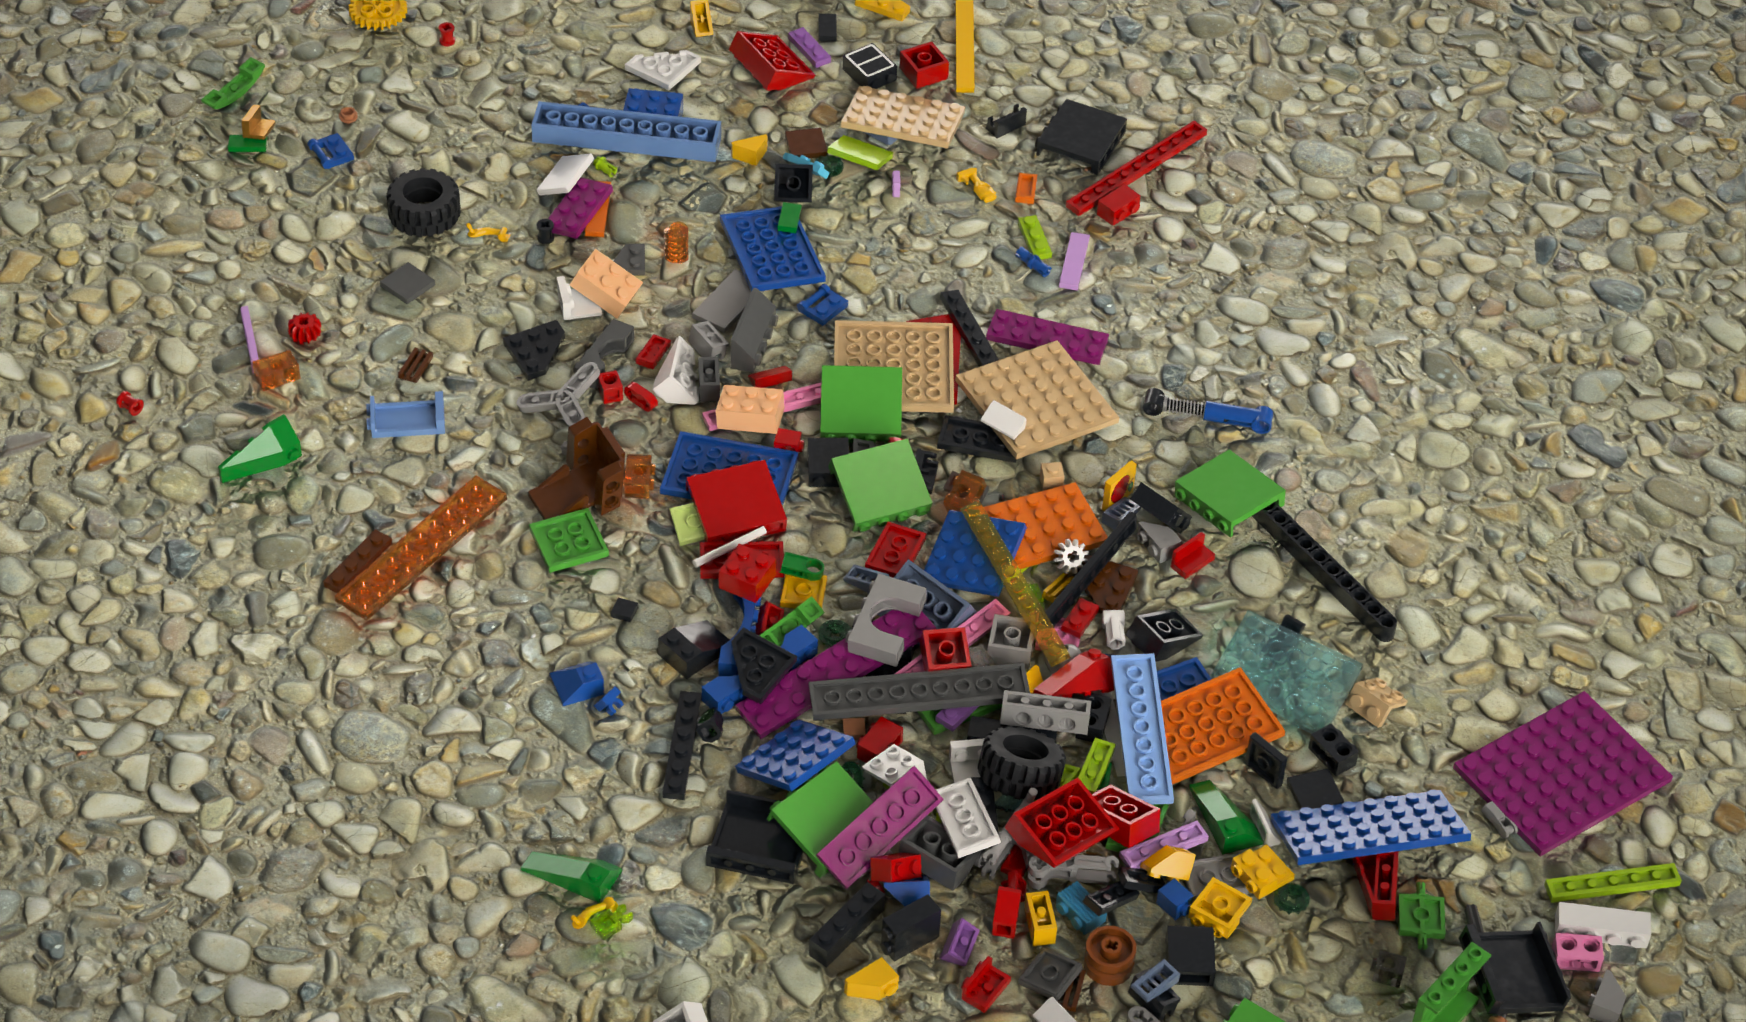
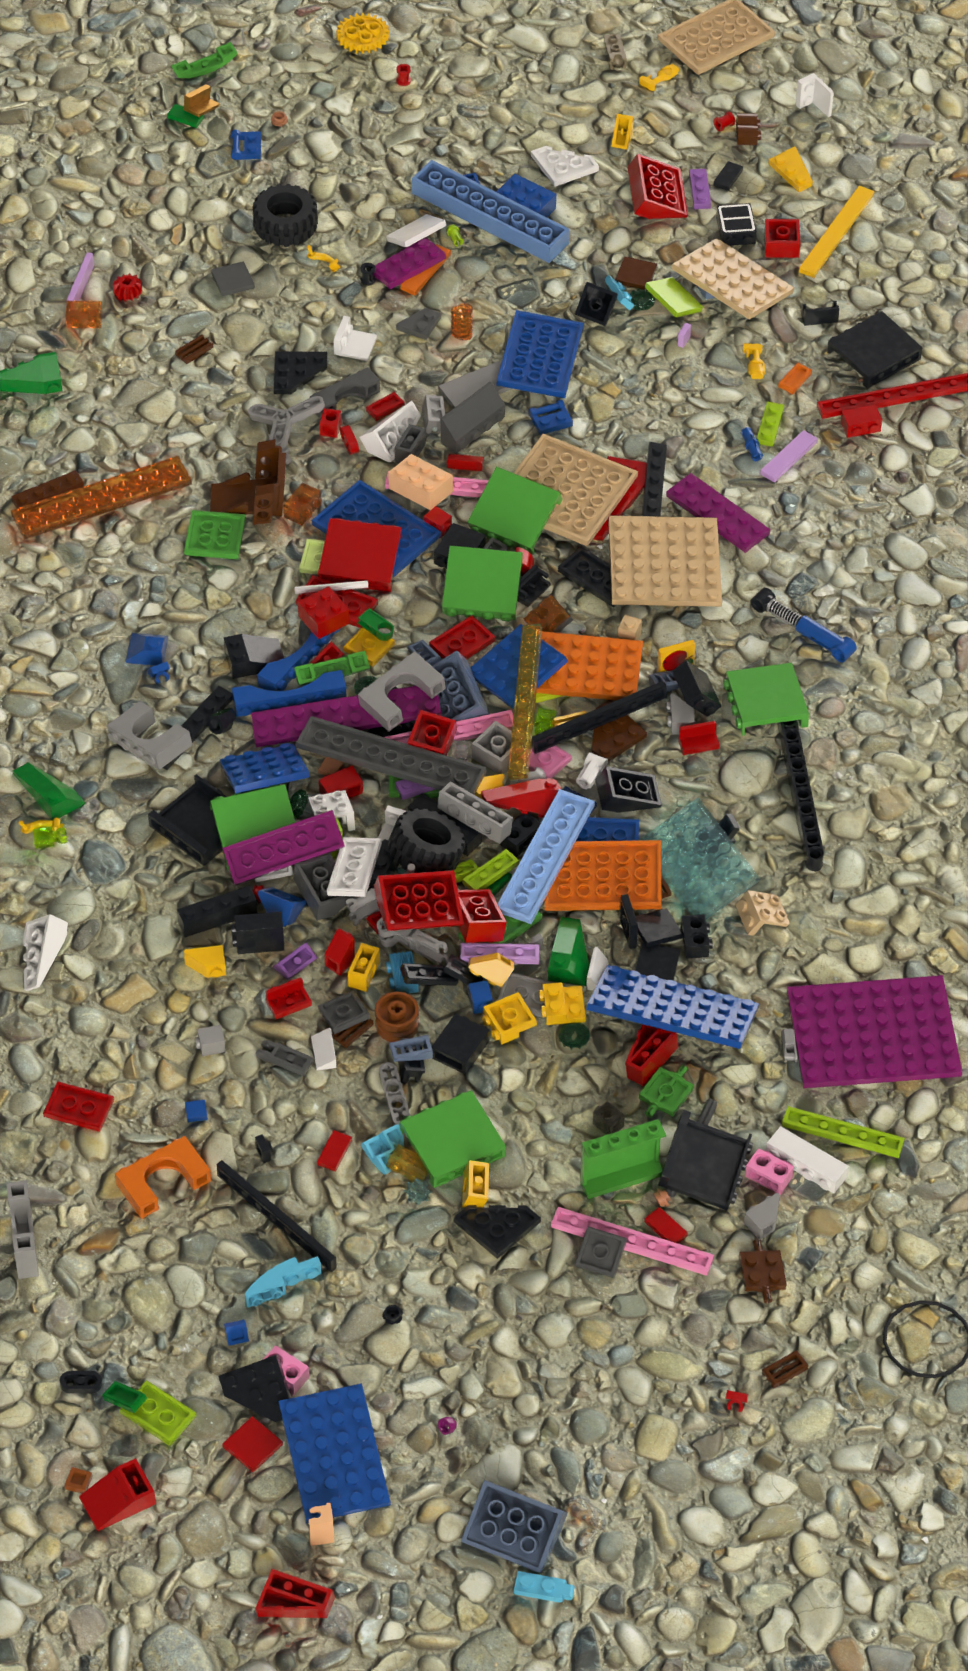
camera: 30 degrees right, 5 degrees up
(406, 418) = (158, 389): medium blue panel -> none
(606, 283) = (380, 335): light nougat brick -> none
(624, 609) = (221, 606): black tile -> none
(668, 784) = (155, 751): none -> light grey arch
(749, 149) = (584, 262): yellow slope -> none
(759, 664) = (284, 688): black plate -> none
(789, 217) = (571, 332): green tile -> none
(895, 867) = (279, 883): red brick -> none
(1004, 420) = (616, 567): white slope -> none
(1016, 881) = (365, 935): red tile -> none
(1069, 548) = (591, 691): white gear -> none
(1080, 618) = (568, 751): red plate -> none
(1299, 755) = (658, 928): none -> black tile

